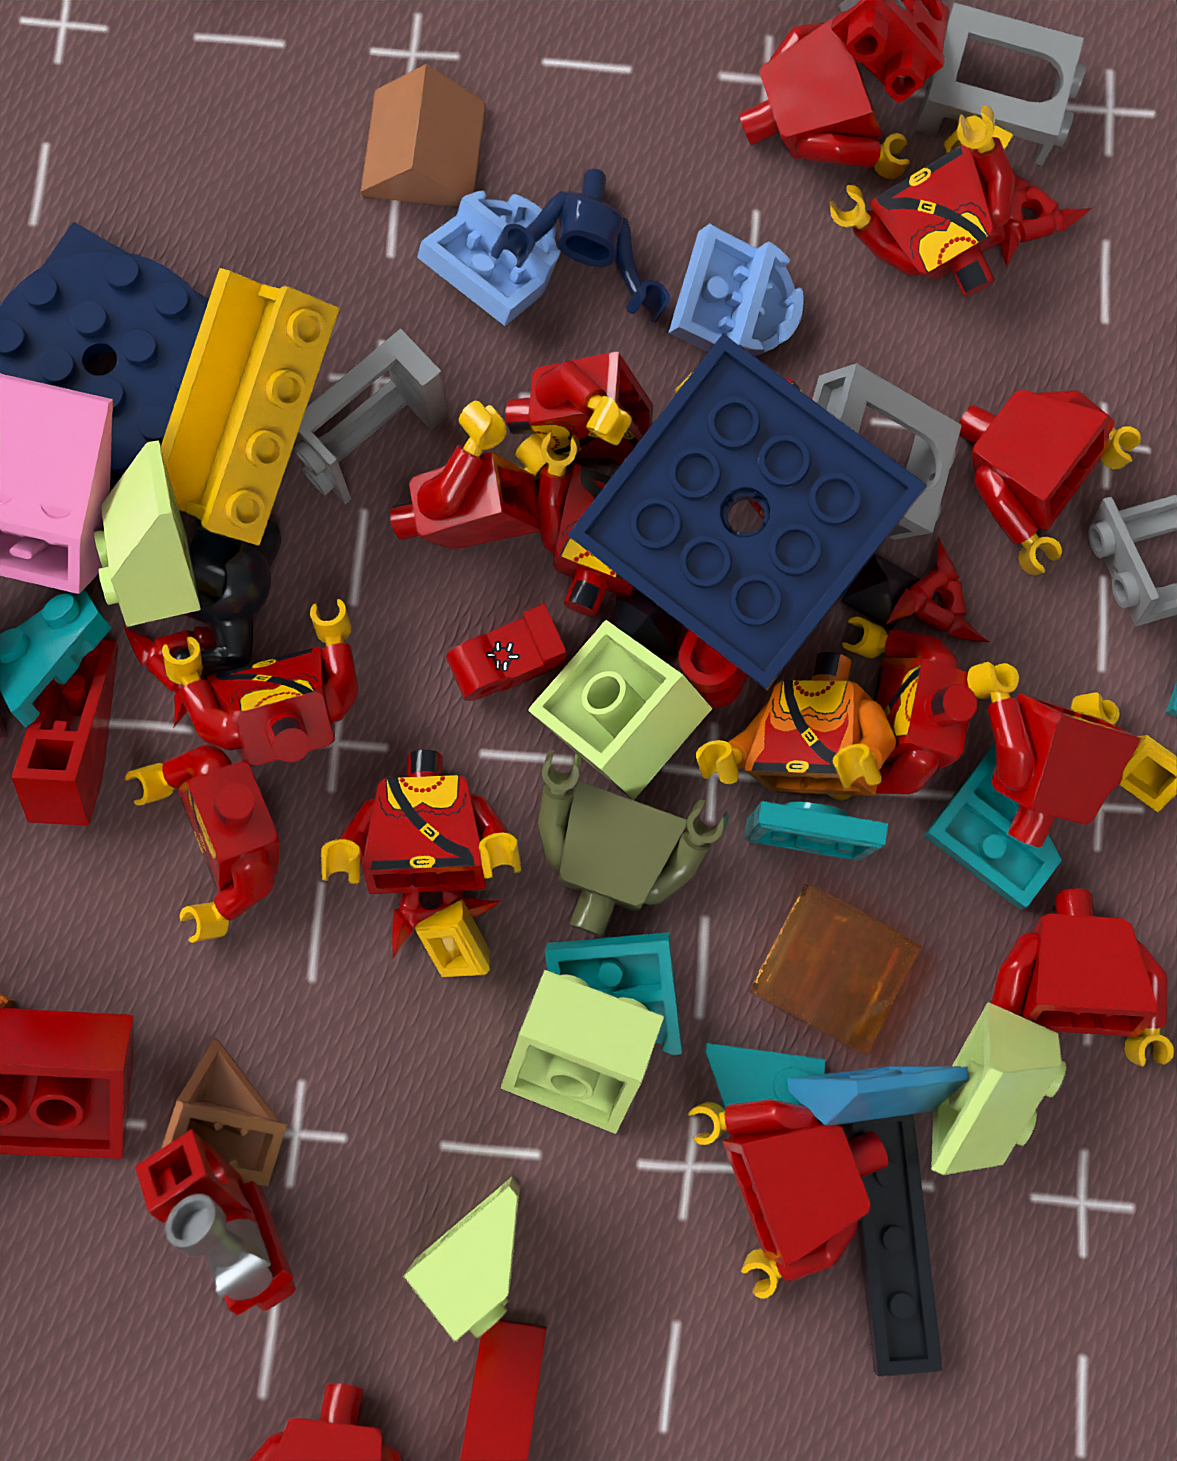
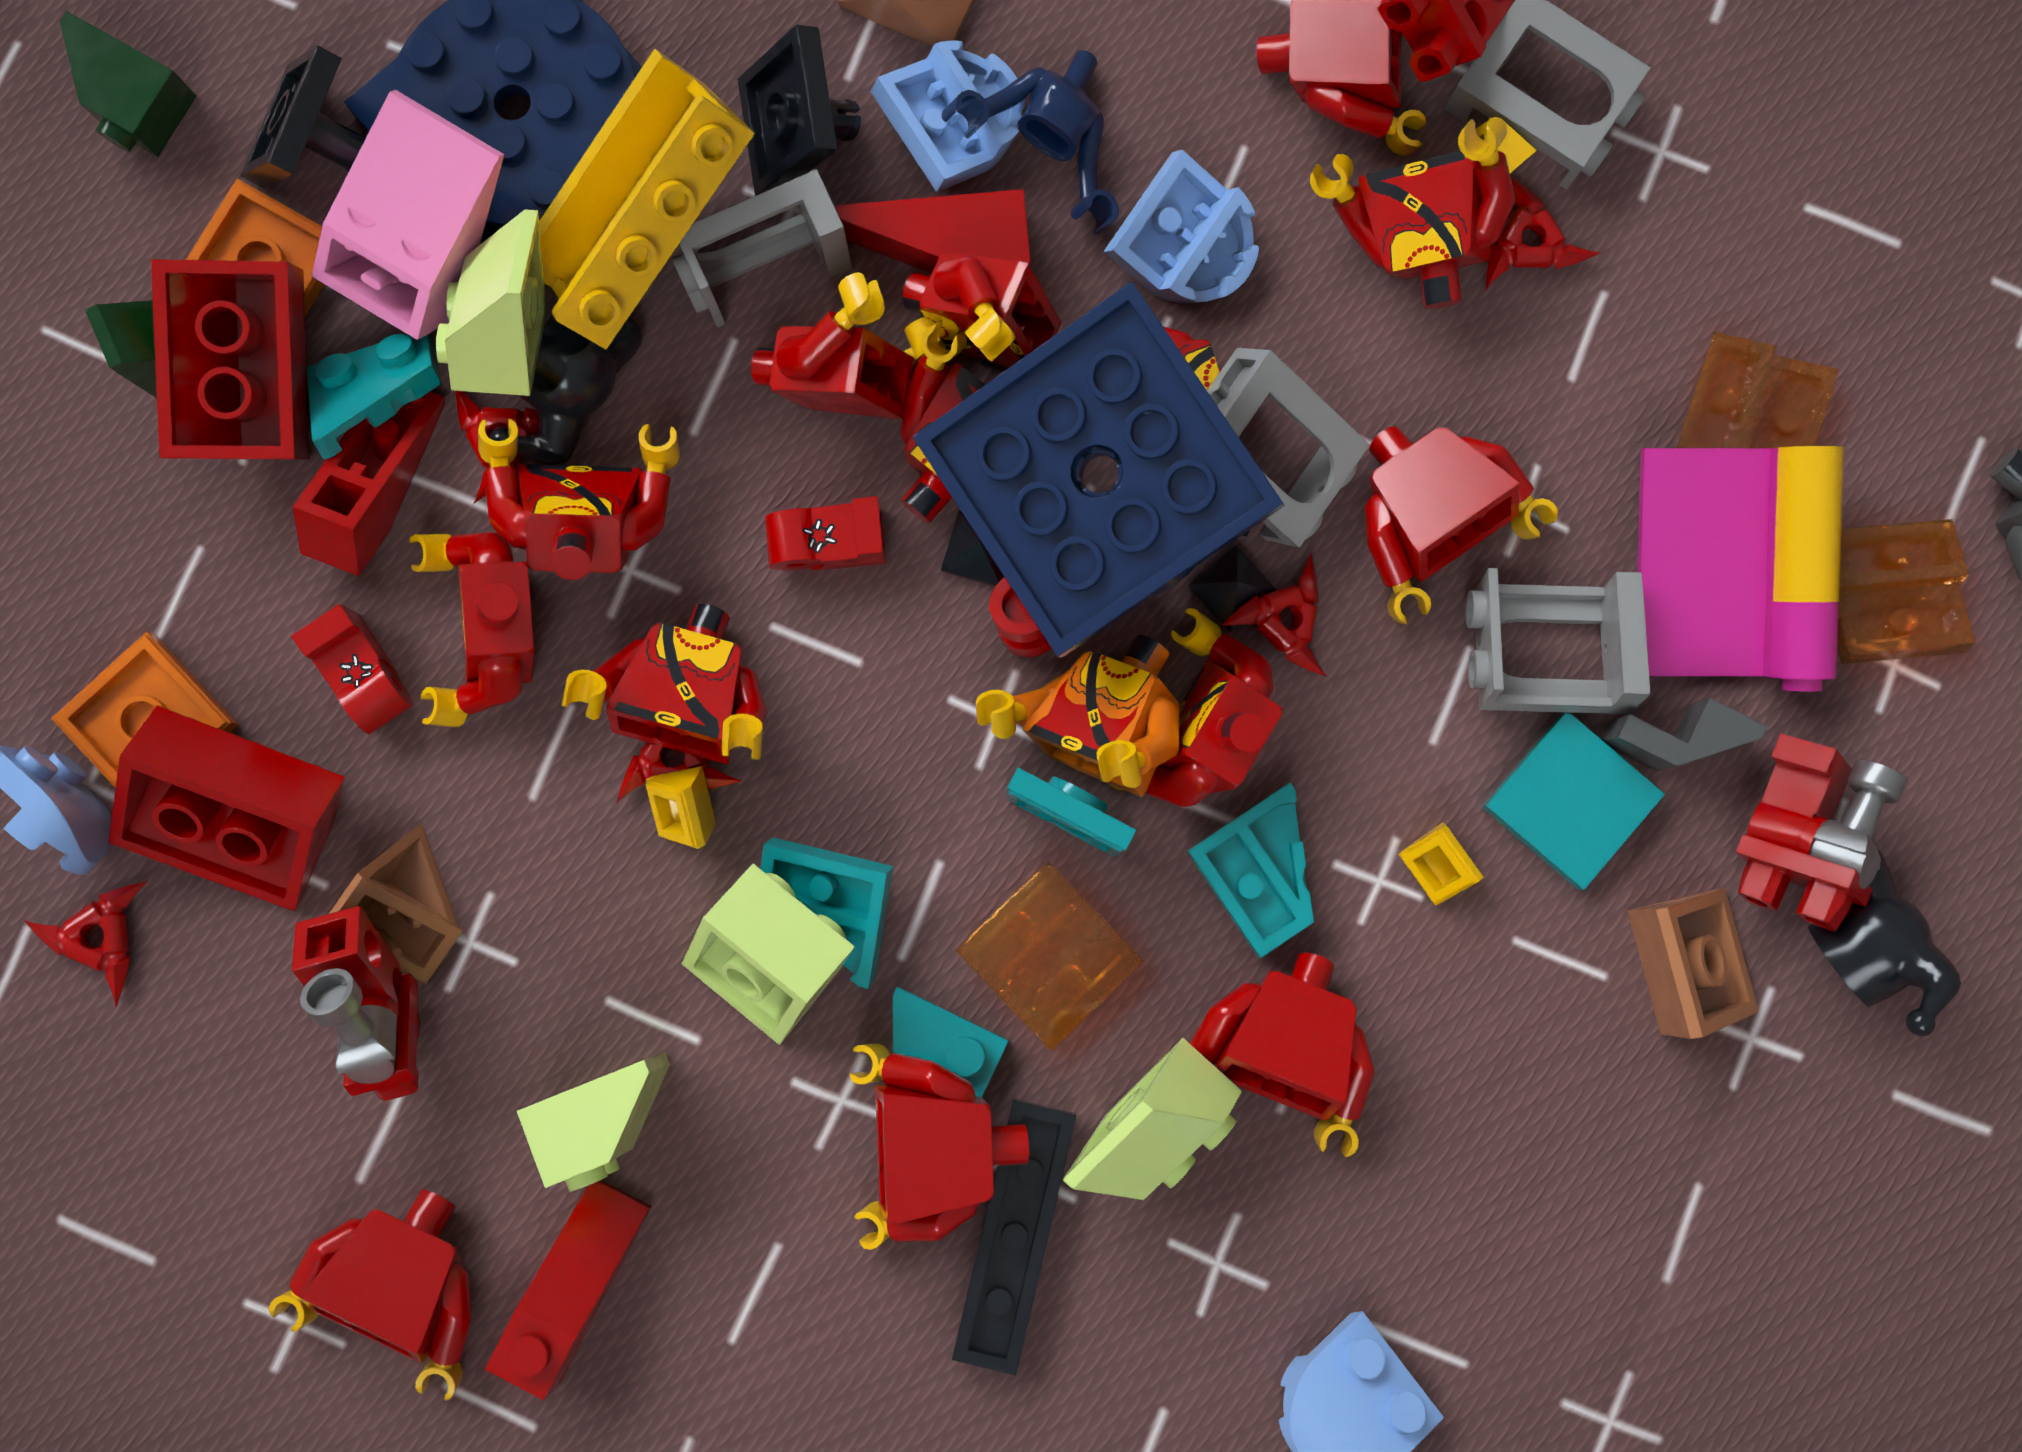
camera: 20 degrees right, 5 degrees up
(110, 911) = (354, 667): none -> red leg
(355, 277) = (791, 110): none -> black tile
(504, 360) = (925, 228): none -> red slope
(616, 846) = (869, 763): olive torso -> none
(621, 708) = (919, 628): yellowish green slope -> none
(876, 1092) = (1039, 1088): dark azure slope -> none
(1049, 754) = (1332, 814): red torso -> none

